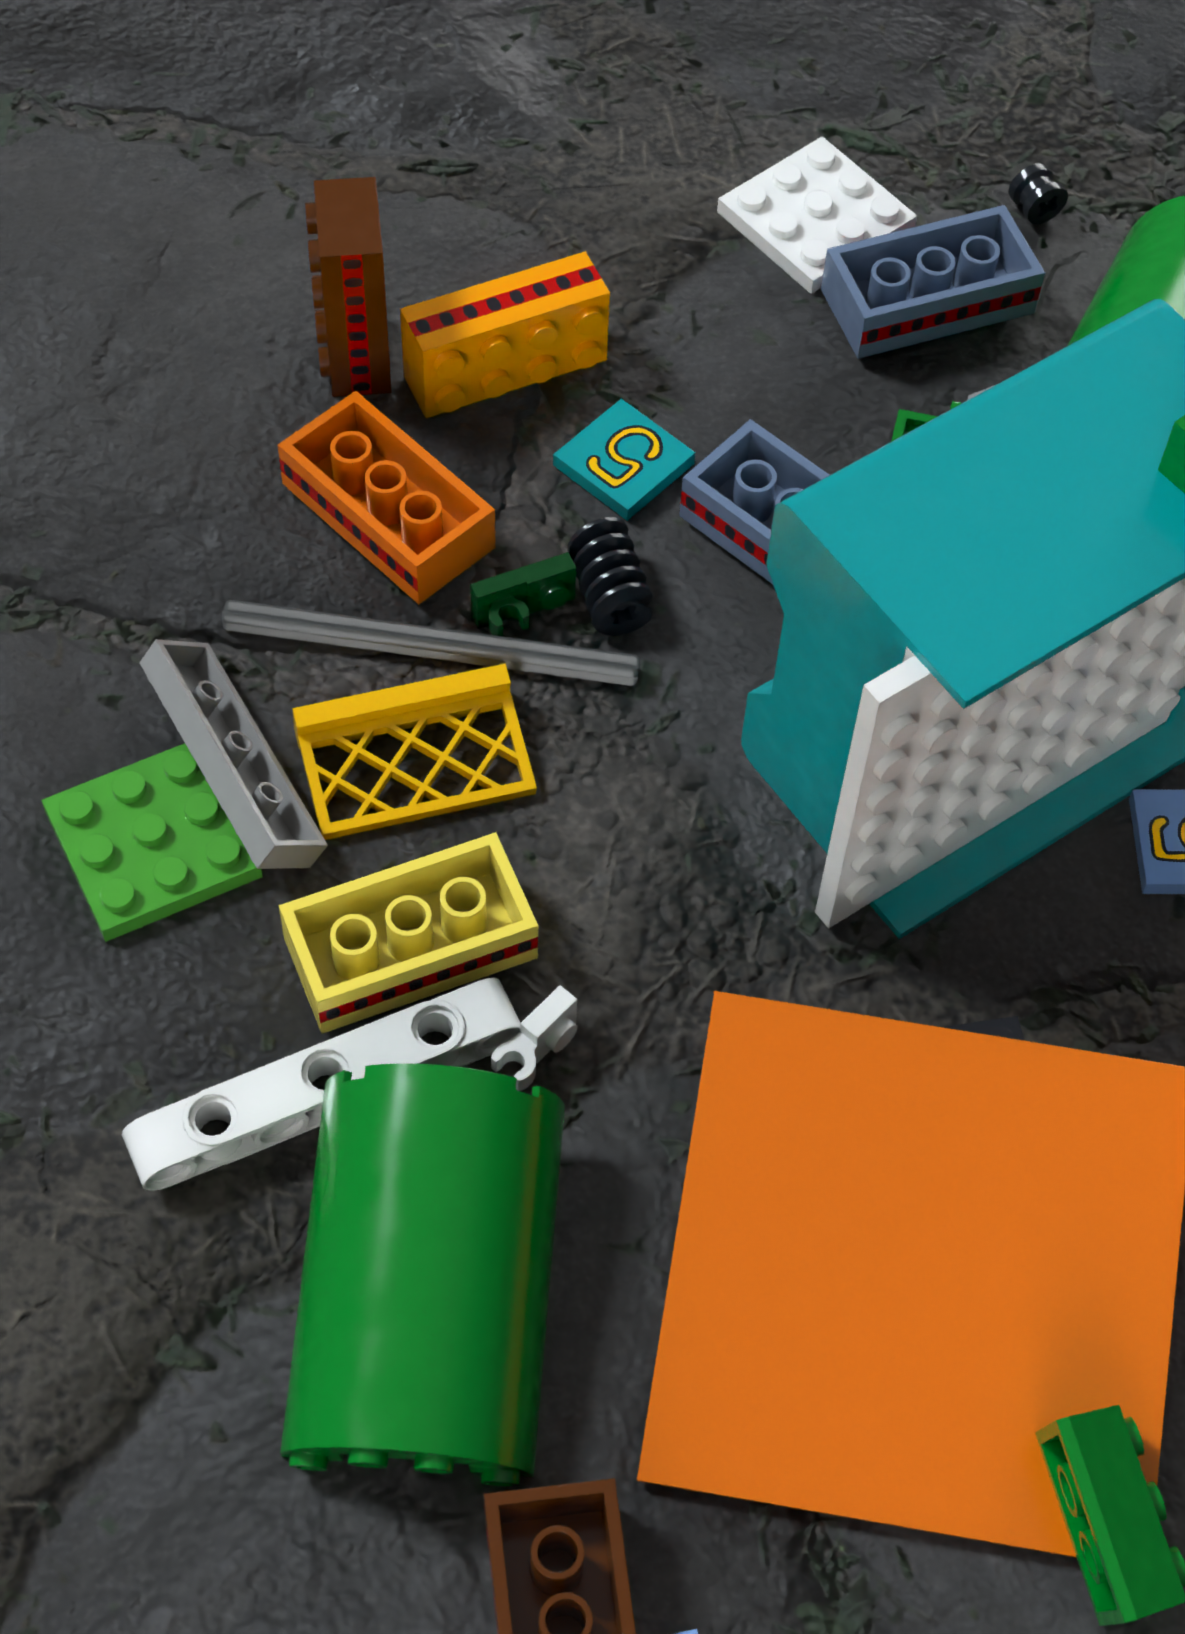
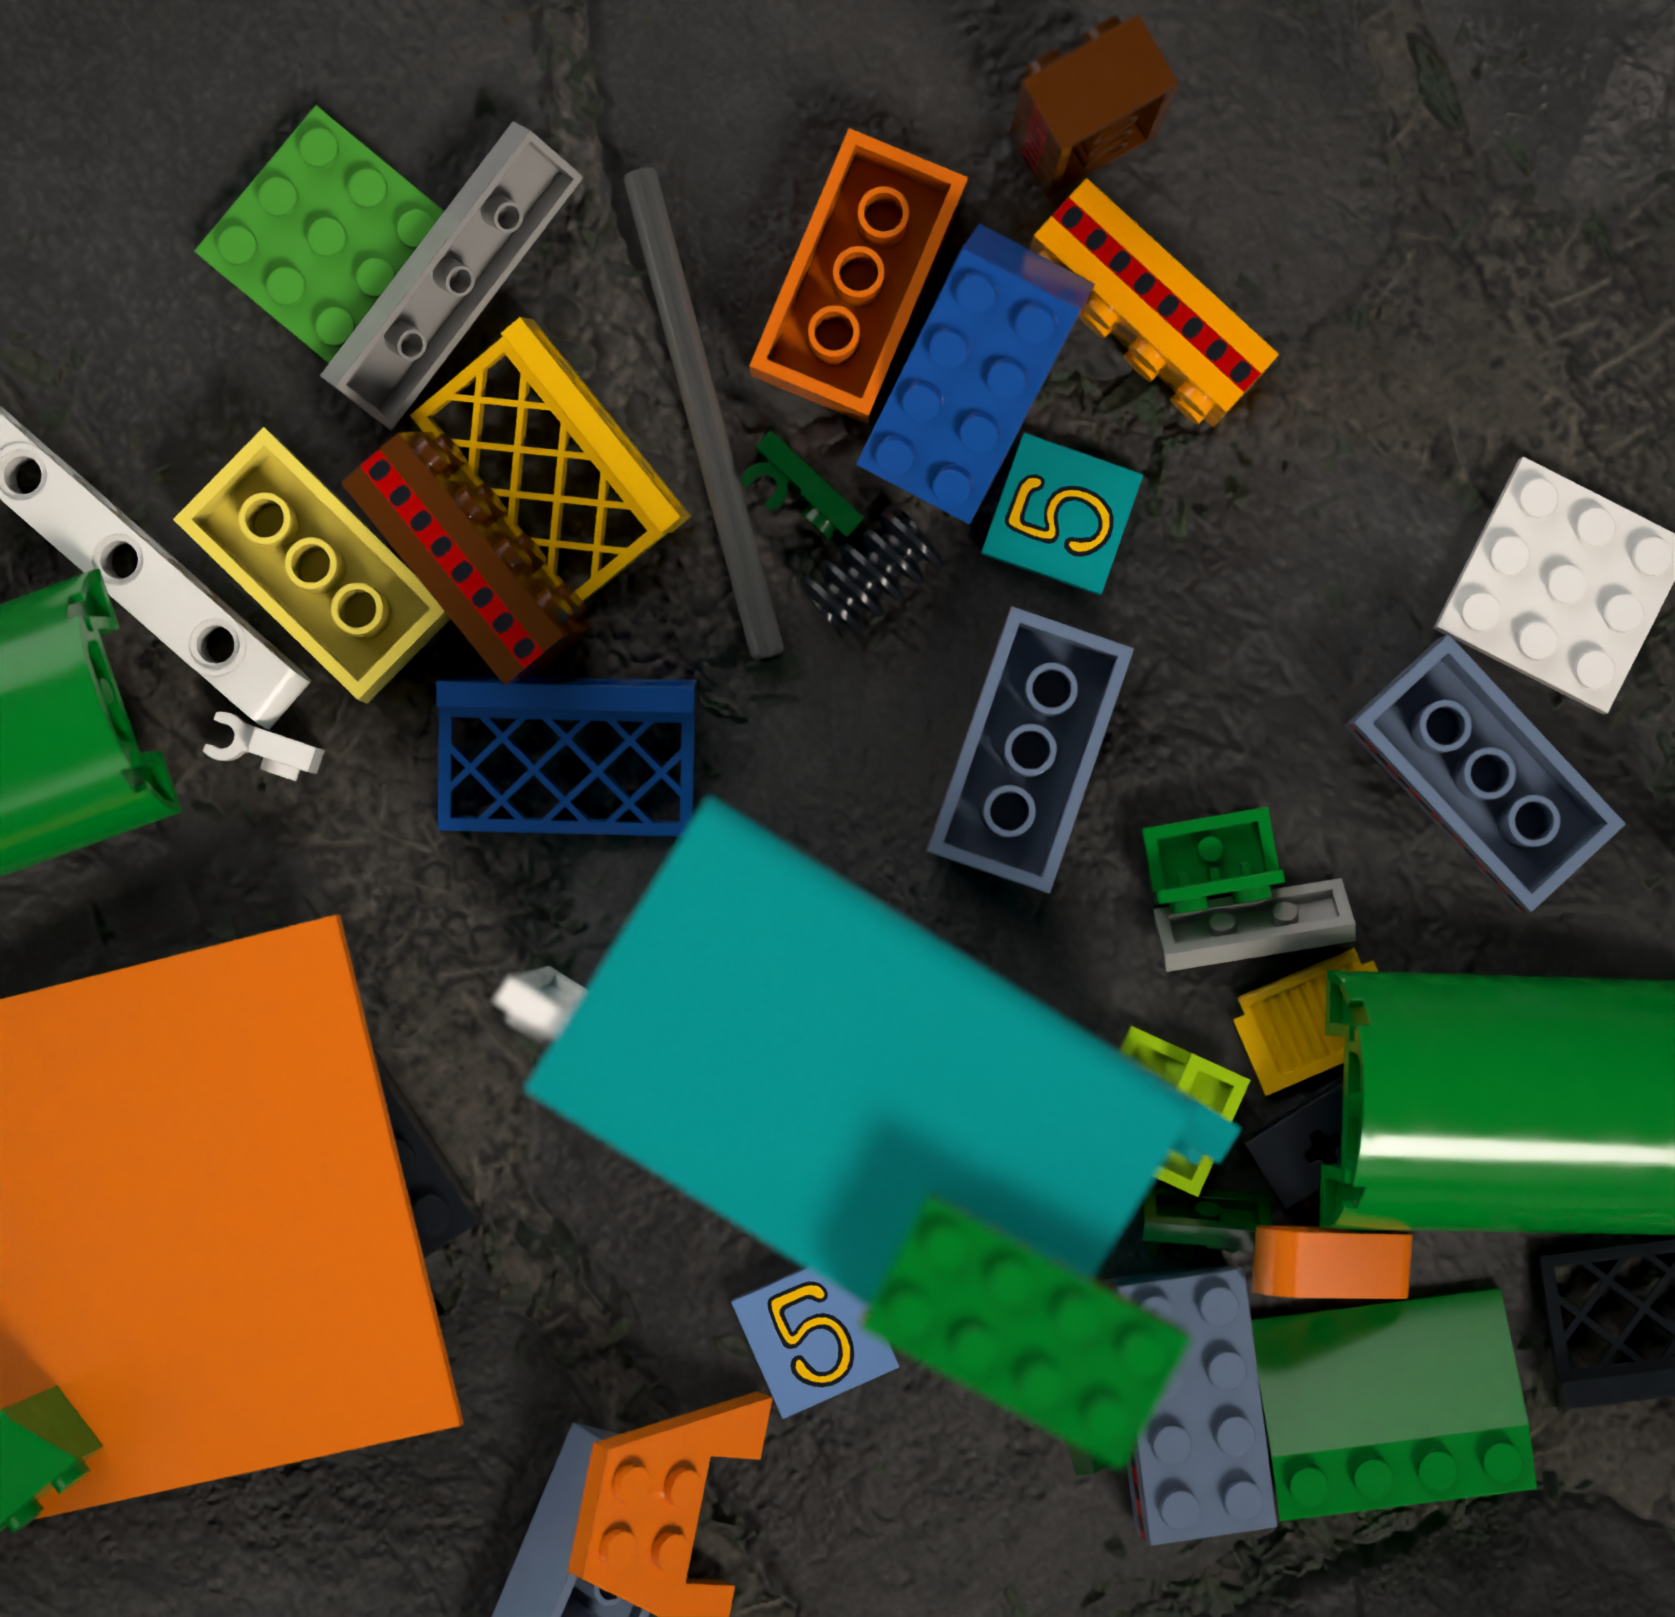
camera: 70 degrees right, 30 degrees up
(501, 430) = (974, 373): none -> blue brick
(519, 793) = (468, 554): none -> reddish brown brick
(602, 820) = (565, 699): none -> blue fence

